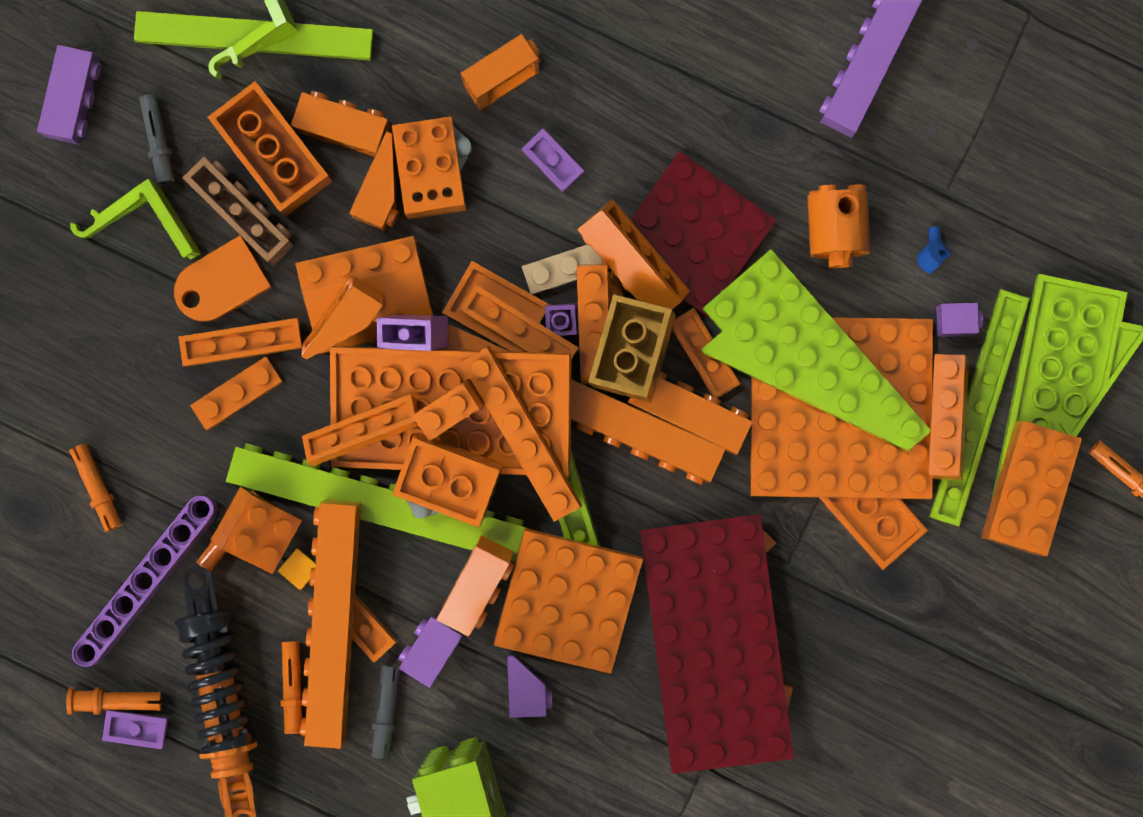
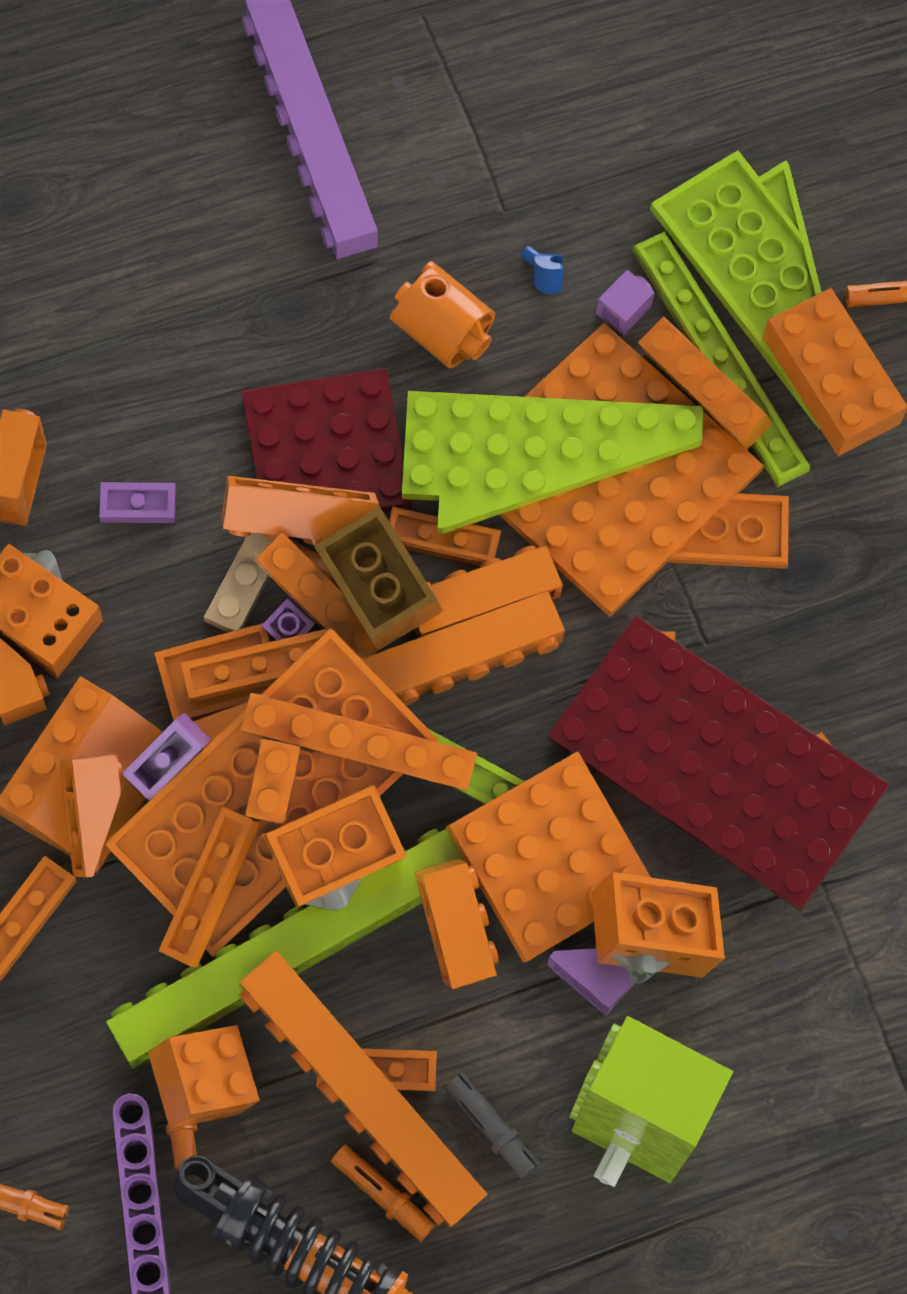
camera: 55 degrees left, 15 degrees down
(236, 393) = (55, 982): orange plate -> none
(297, 569) = (278, 1080): light orange tile -> none
(430, 651) = (475, 1027): medium lavender brick -> none
(580, 702) = (657, 926): none -> orange piece

